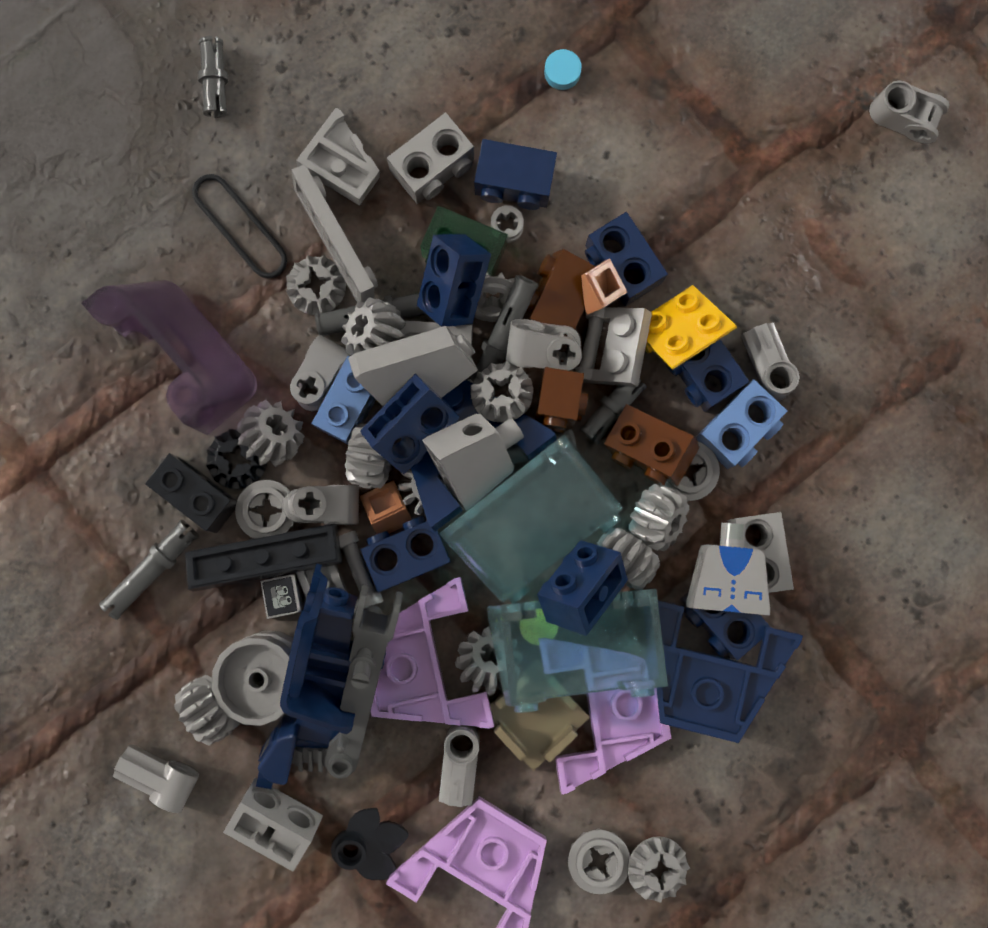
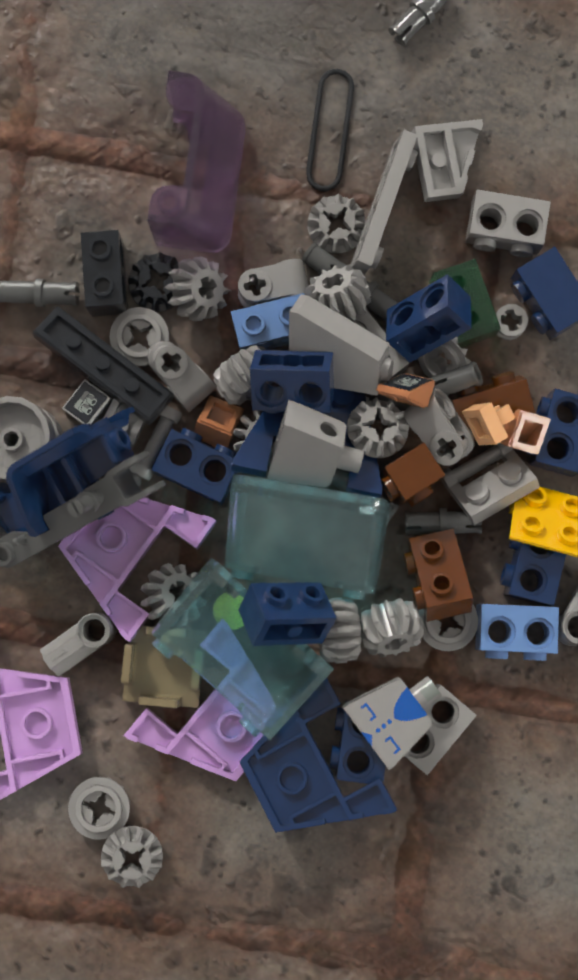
camera: 50 degrees right, 0 degrees up
(494, 343) = (408, 390): none -> nougat slope
(571, 306) = (488, 421): none -> light nougat tile

